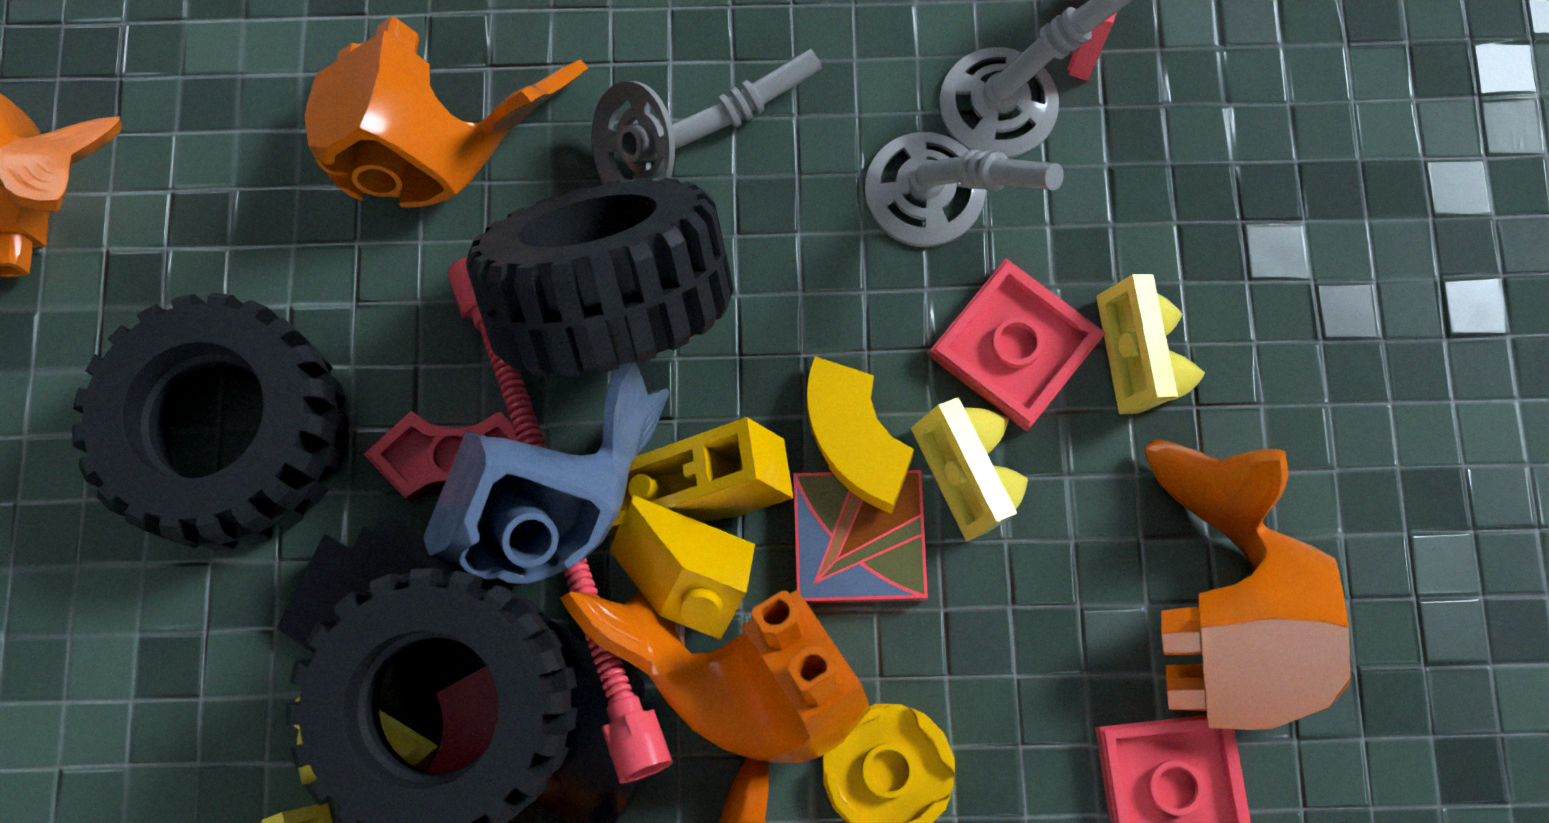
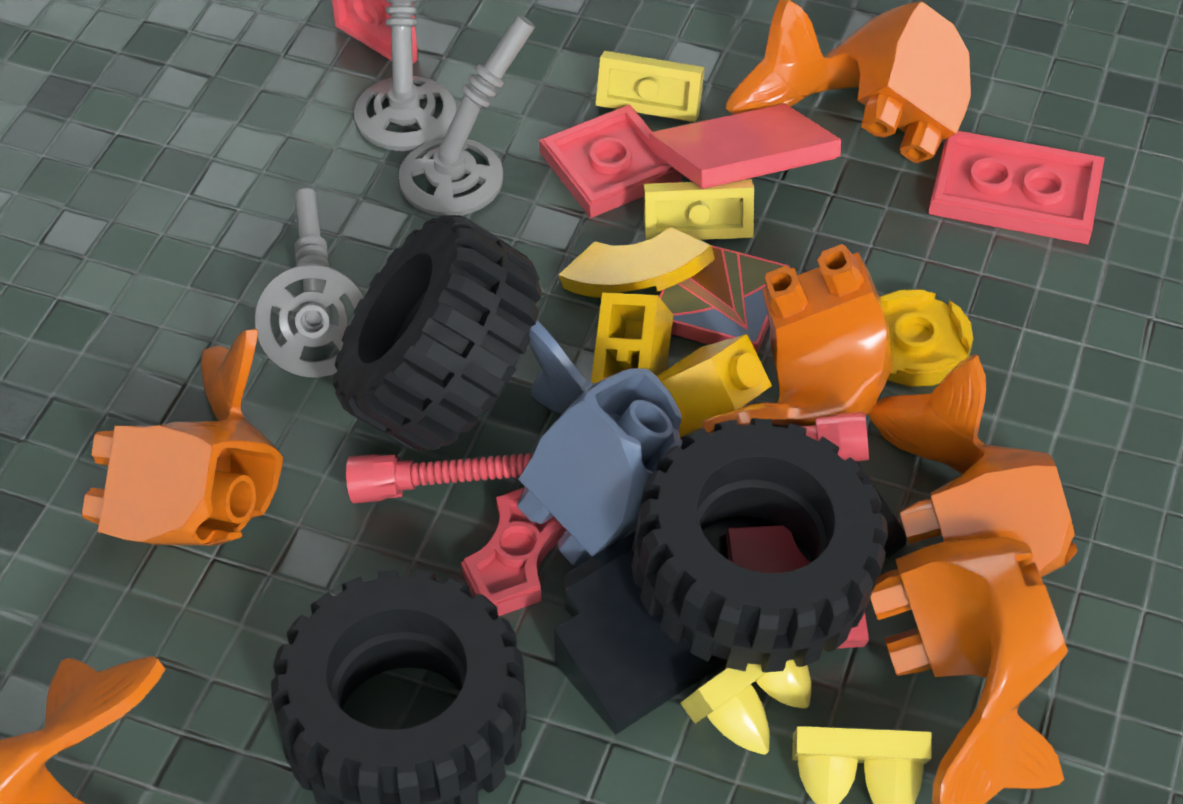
camera: 70 degrees left, 25 degrees down
(1078, 487) = (744, 145): none -> coral tile

